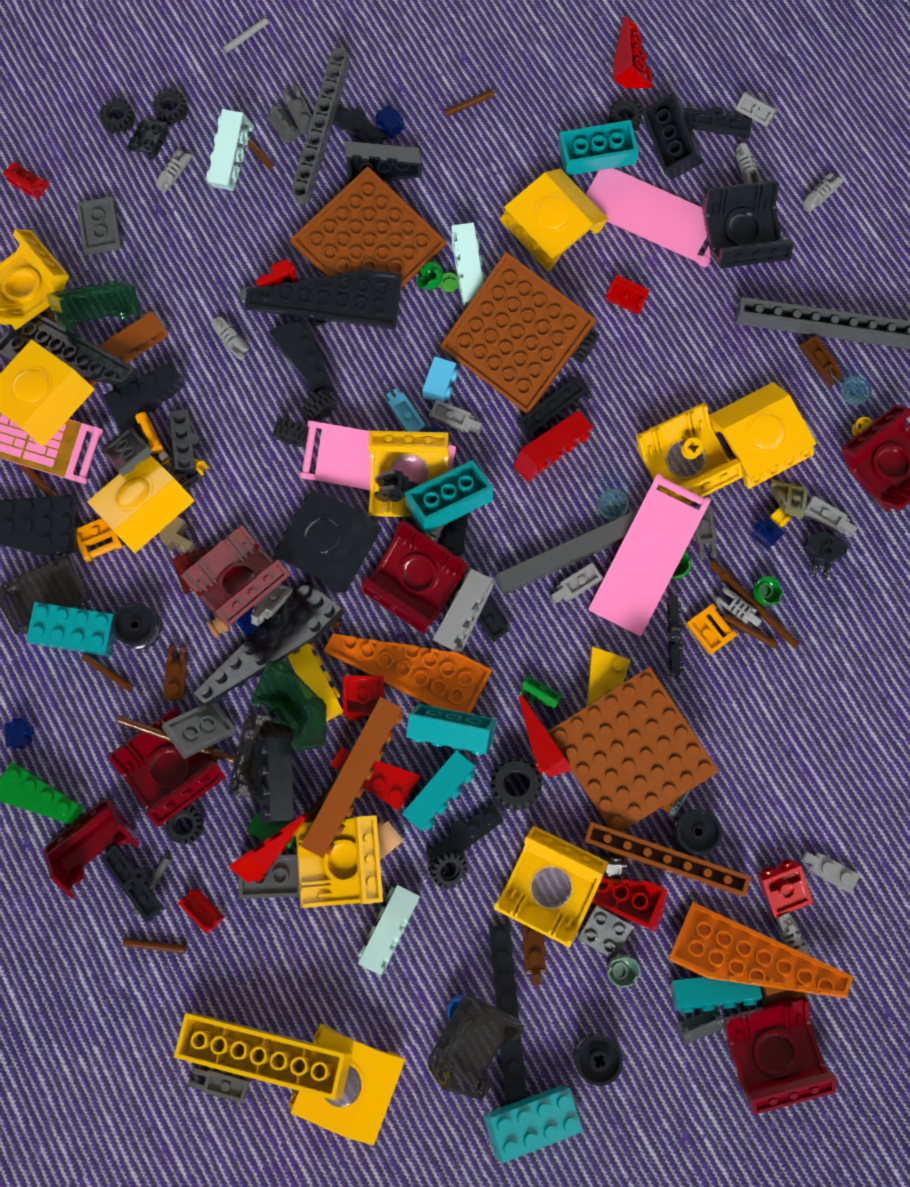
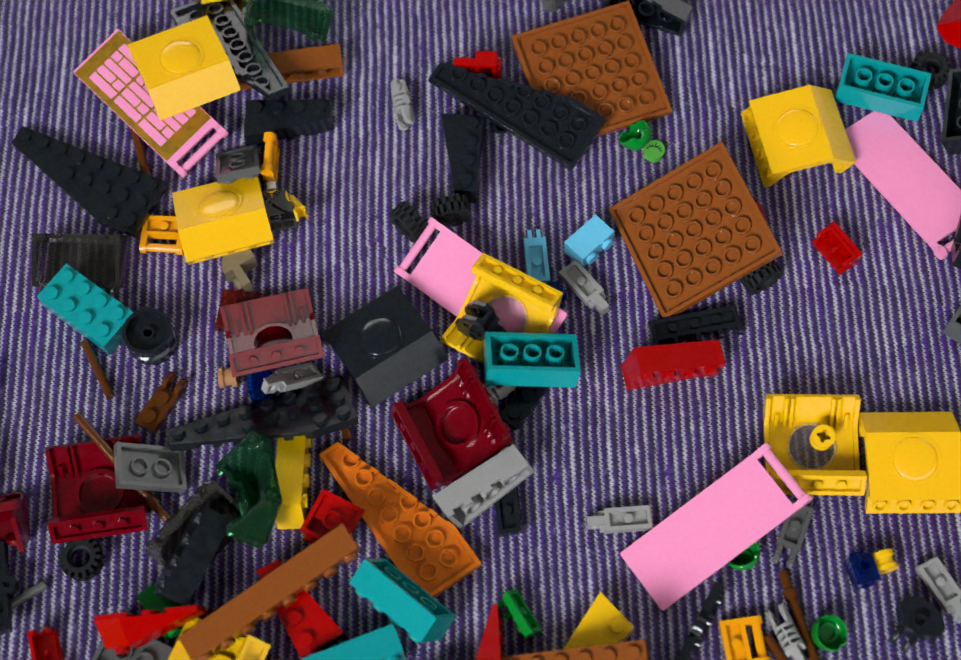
camera: 30 degrees right, 10 degrees down
(183, 442) = (297, 181): black hinge -> none
(467, 261) = (684, 134): light aqua wedge -> none
(565, 554) = (623, 482): dark grey beam -> none
(612, 505) = (704, 457): clear light blue helmet -> none
(790, 498) = (907, 544): olive wing -> none

